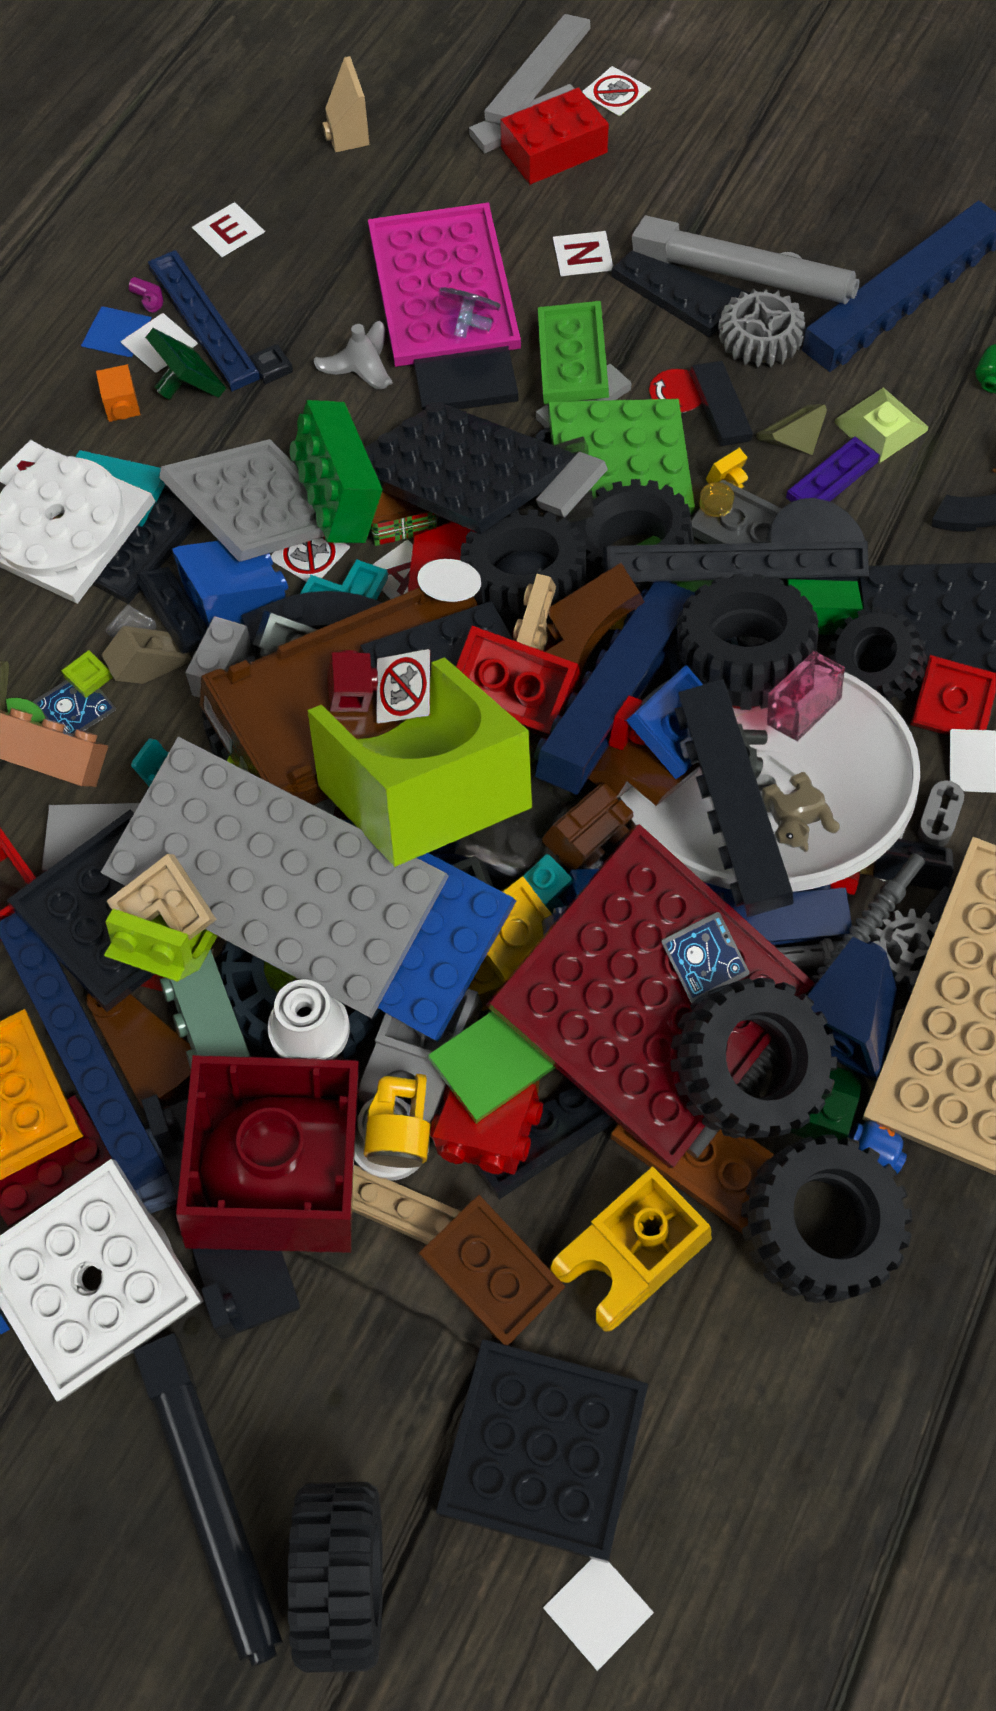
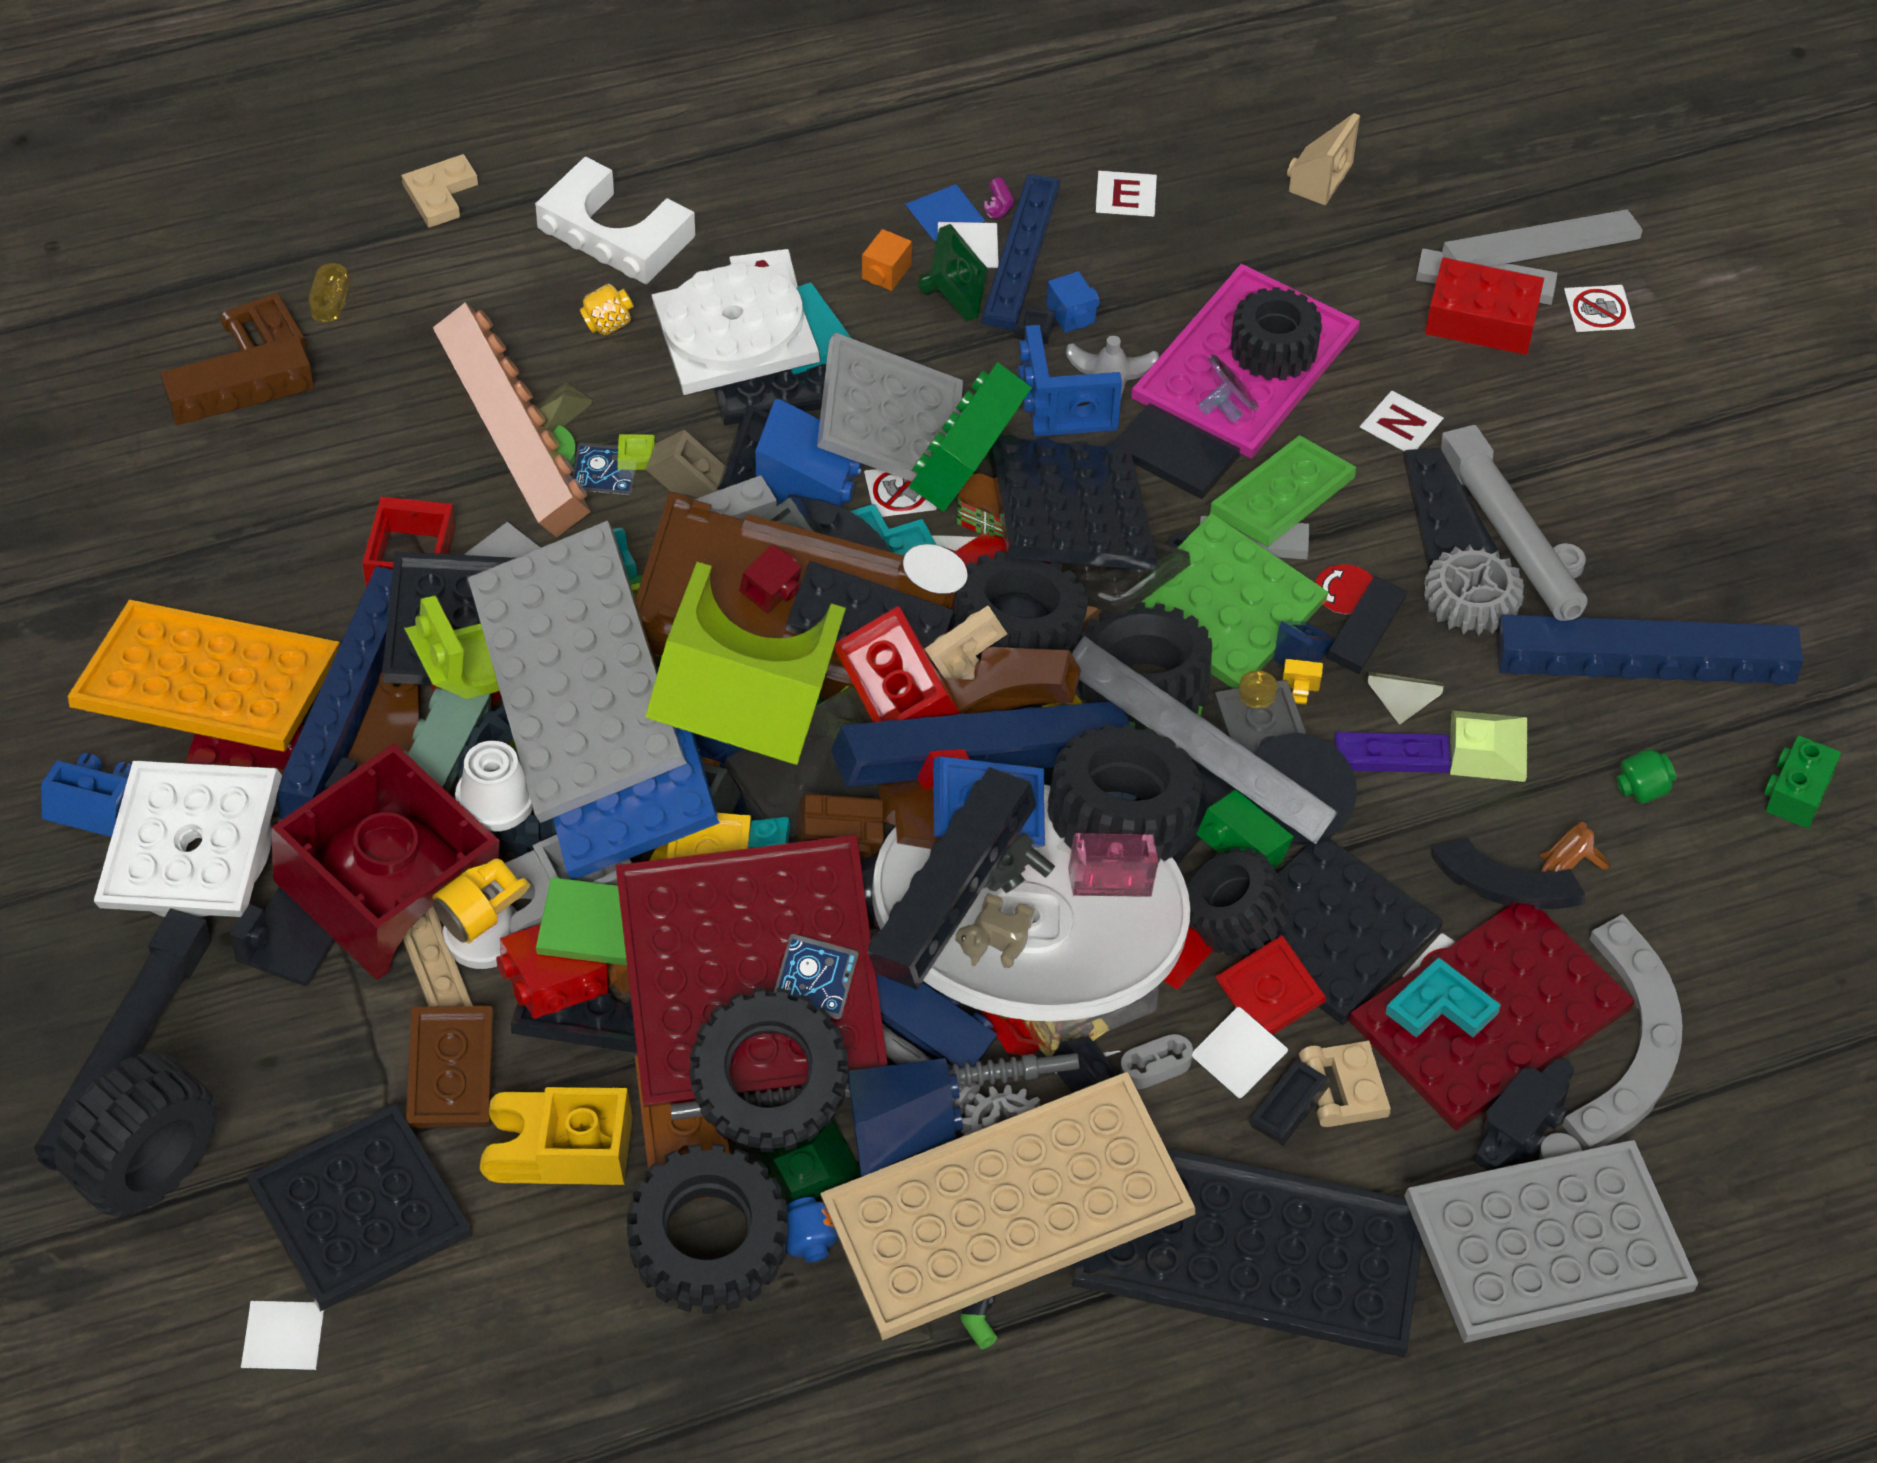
camera: 40 degrees right, 10 degrees down
(130, 617) = (710, 438): clear tile -> none
(168, 892) = (486, 621): tan plate -> none
(284, 327) = (1072, 301): none -> blue brick
(367, 398) = (1056, 399): none -> blue bracket
(403, 686) = (802, 610): white sticker -> none
(455, 245) = (1275, 333): none -> black tyre
(571, 484) = (1126, 577): light grey tile -> none
(703, 449) = (1301, 642): none -> dark blue slope

